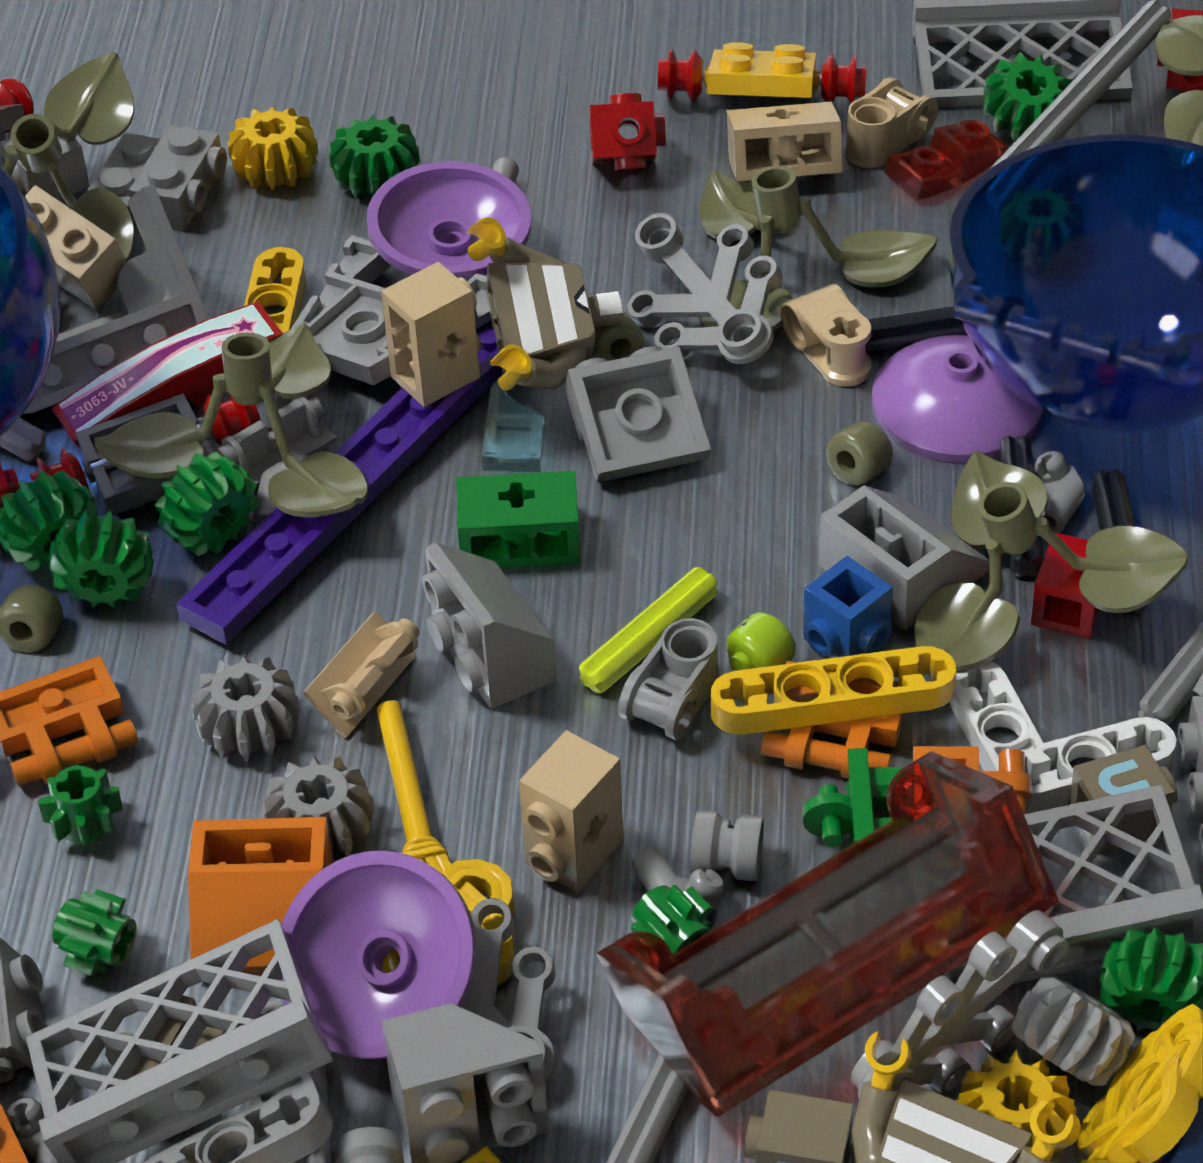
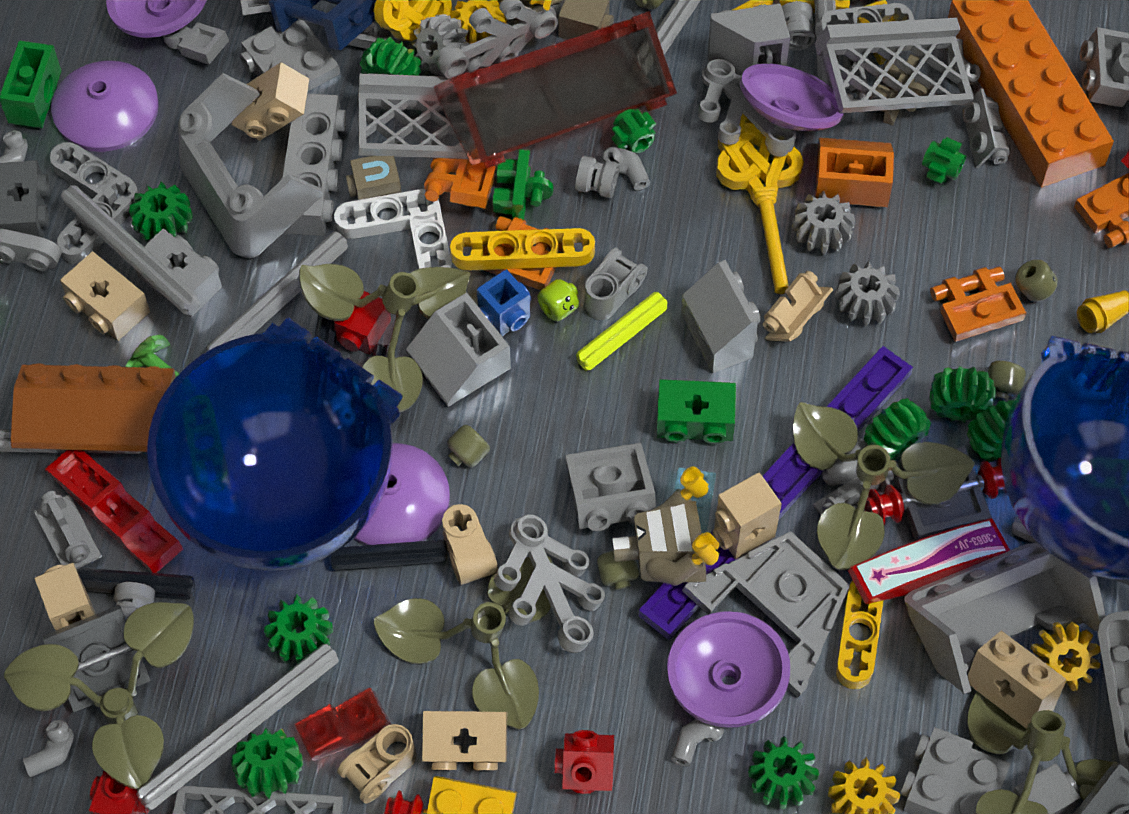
camera: 175 degrees left, 15 degrees up
(80, 804) = (959, 240): green gear -> none
(571, 811) = (682, 182): tan brick -> none

